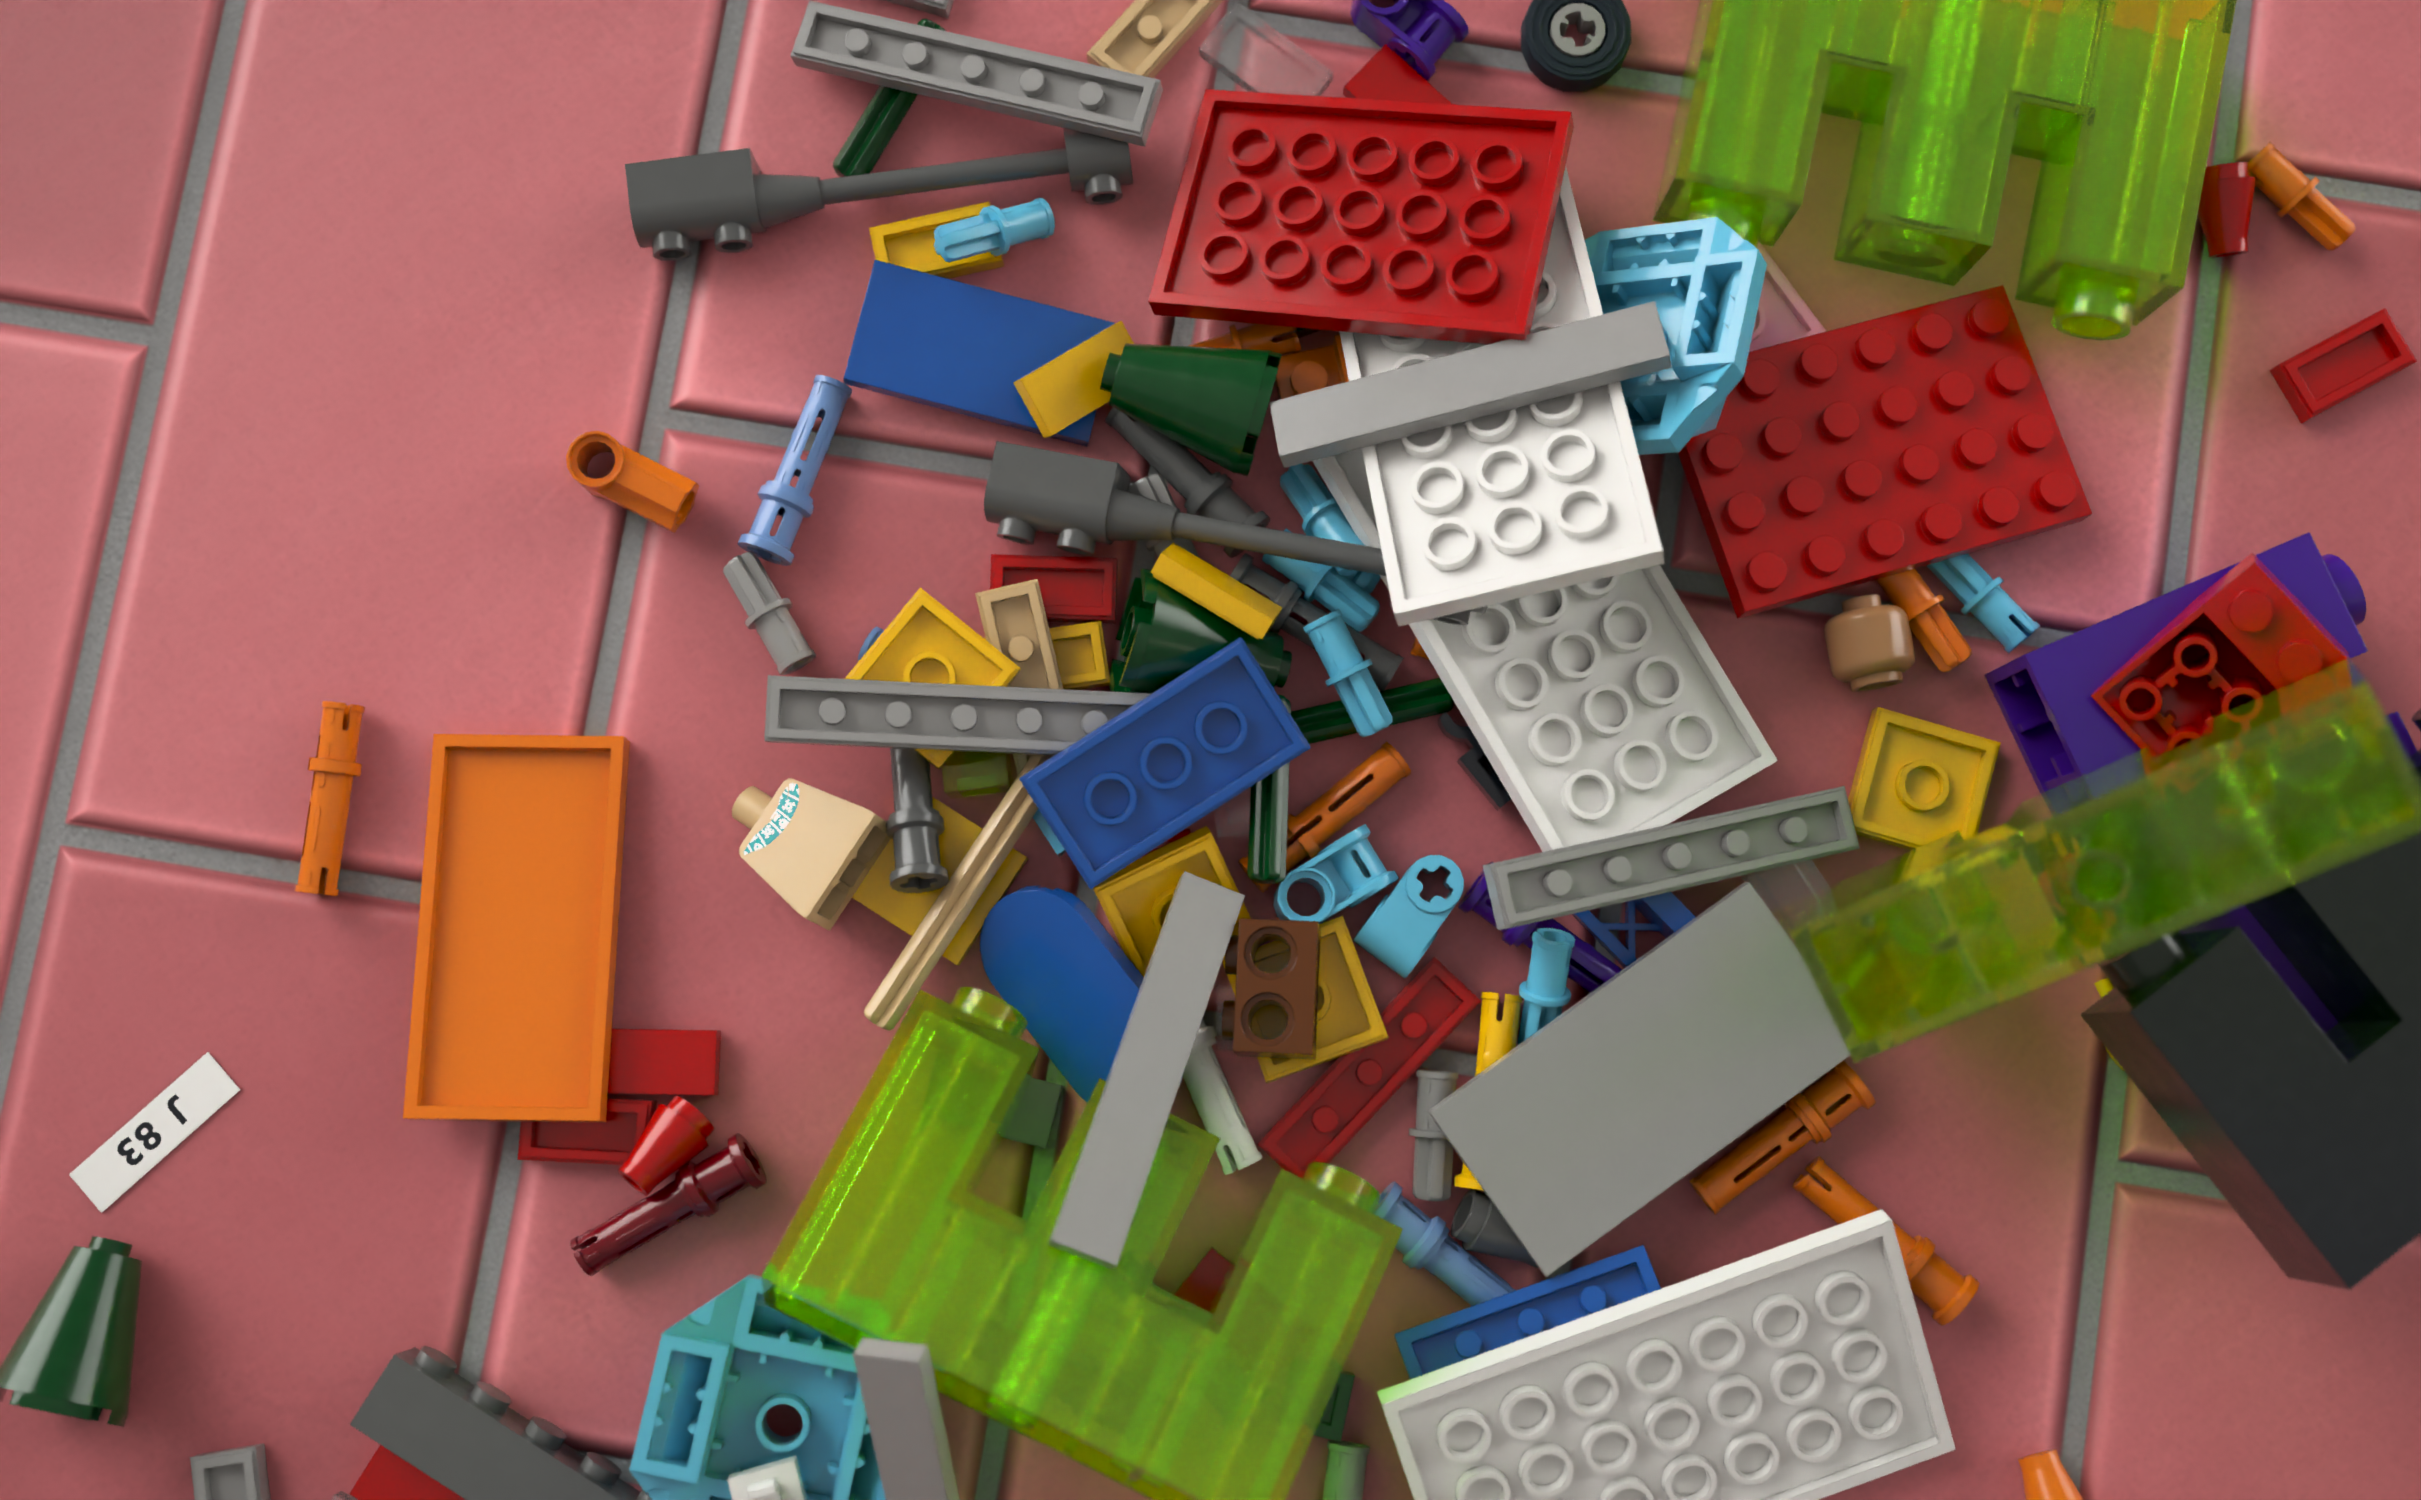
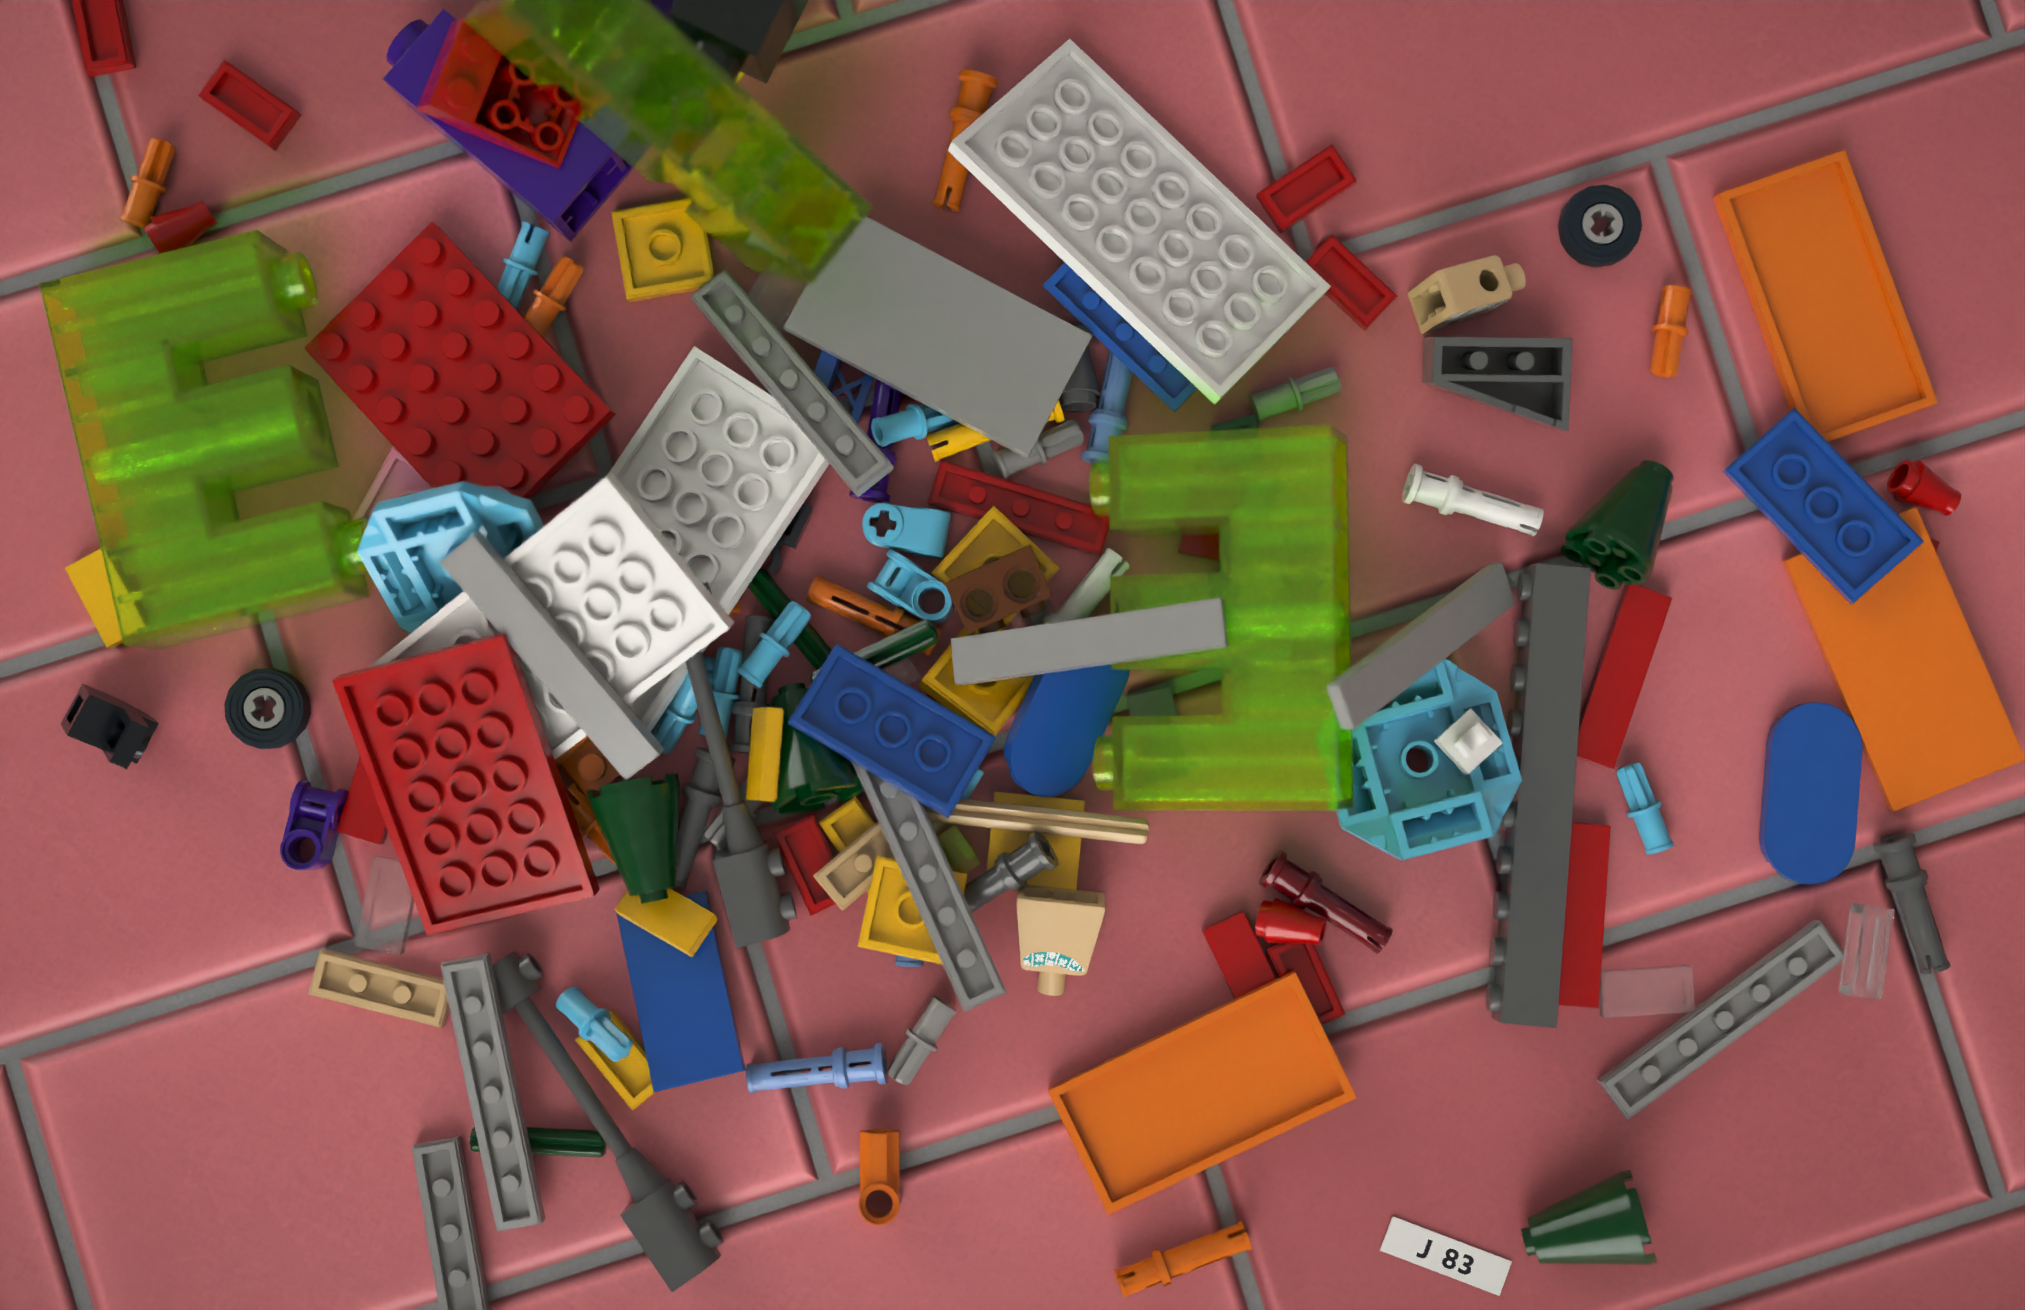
camera: 120 degrees left, 5 degrees up
(1806, 1119) = (914, 223): orange pin -> none
(1869, 644) = (589, 323): medium nougat head -> none

